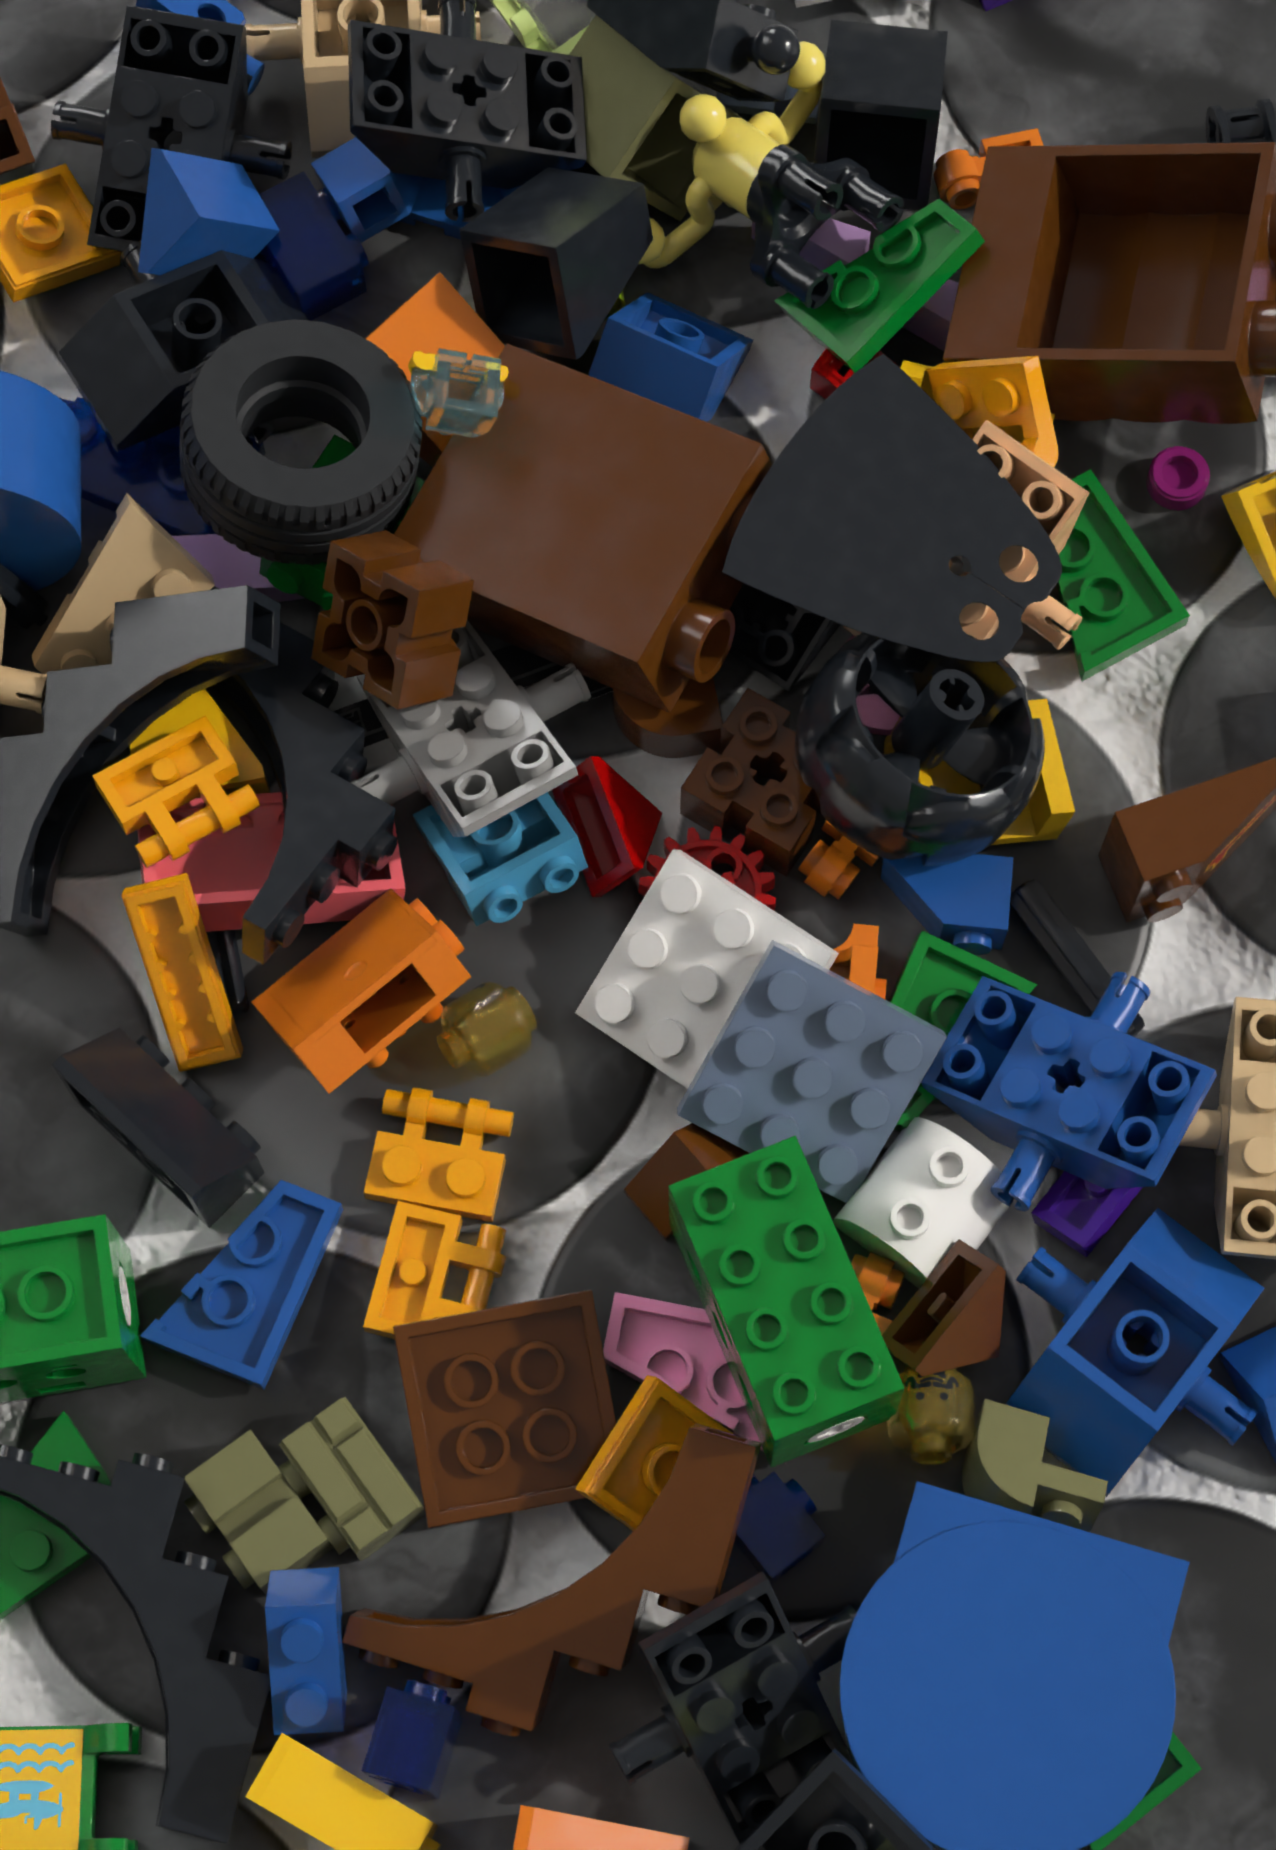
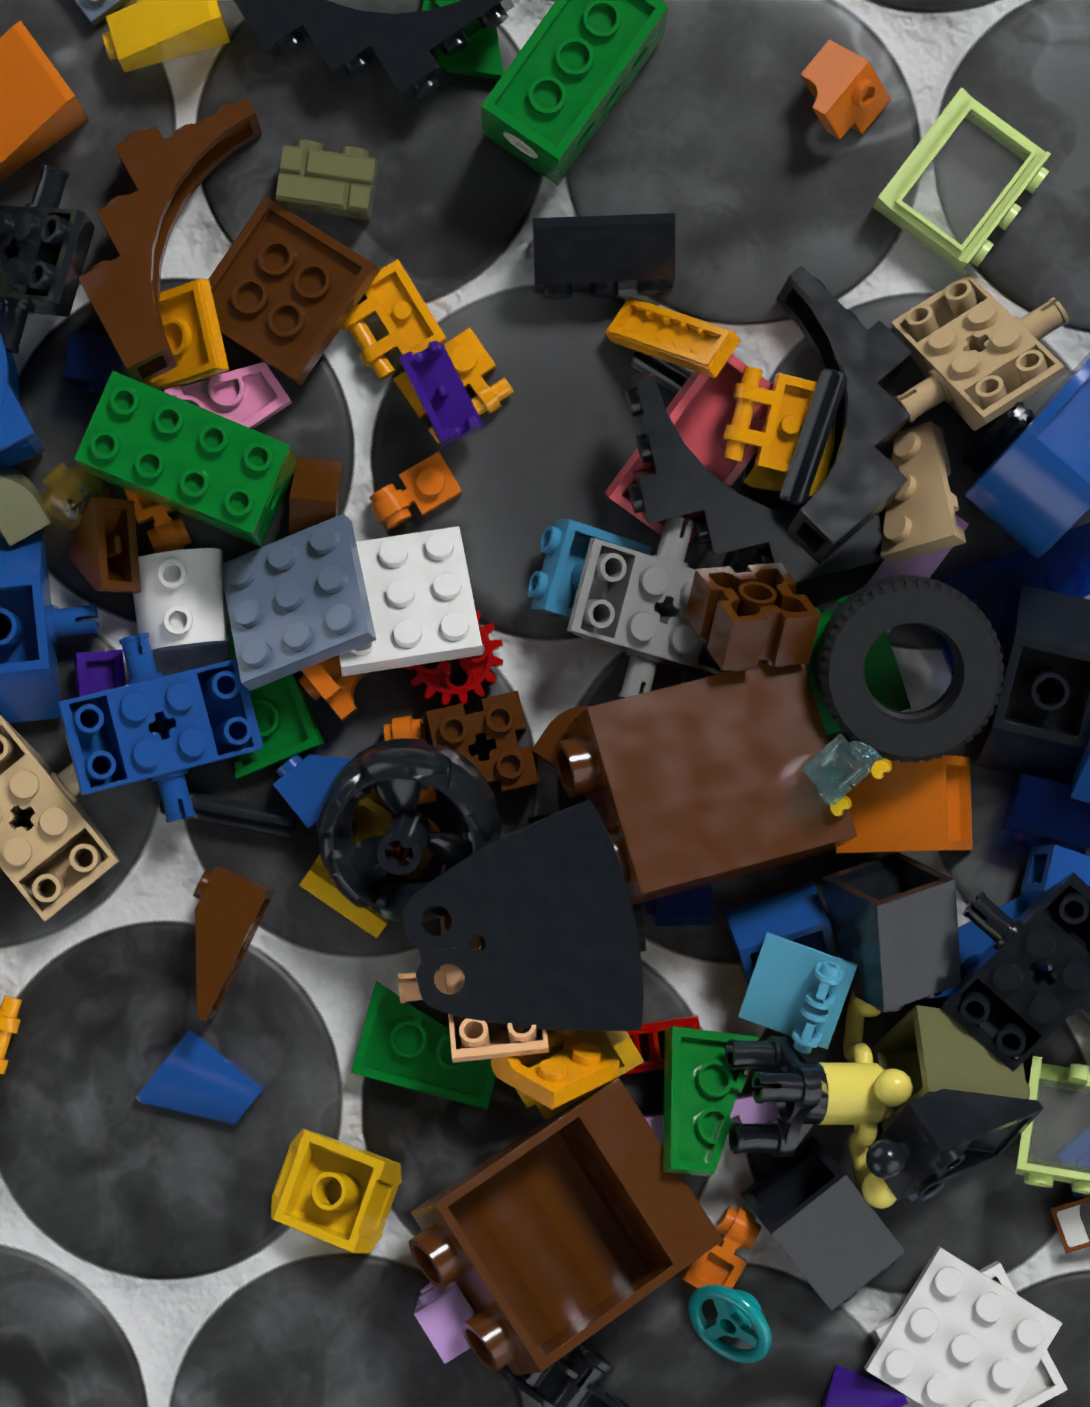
camera: 130 degrees right, 15 degrees up
(156, 732) = (813, 437): none -> black axle
(252, 1291) = (474, 224): blue wing -> none
(255, 1512) = (356, 118): olive brick -> none
(306, 1651) = (259, 75): blue brick -> none
(364, 988) = (571, 418): orange piece -> none
(413, 1739) = (165, 85): clear blue brick -> none
(462, 1140) = (441, 393): none -> dark purple hinge
(486, 1029) = (493, 470): clear yellow head -> none
(566, 1083) = (426, 485): none -> orange plate
(610, 822) = (544, 646): red slope -> none
(702, 287) = (797, 992): none -> medium azure hinge
(1039, 105) = (735, 1317): none -> teal piece
(1178, 478) = (439, 1159): magenta tile -> none

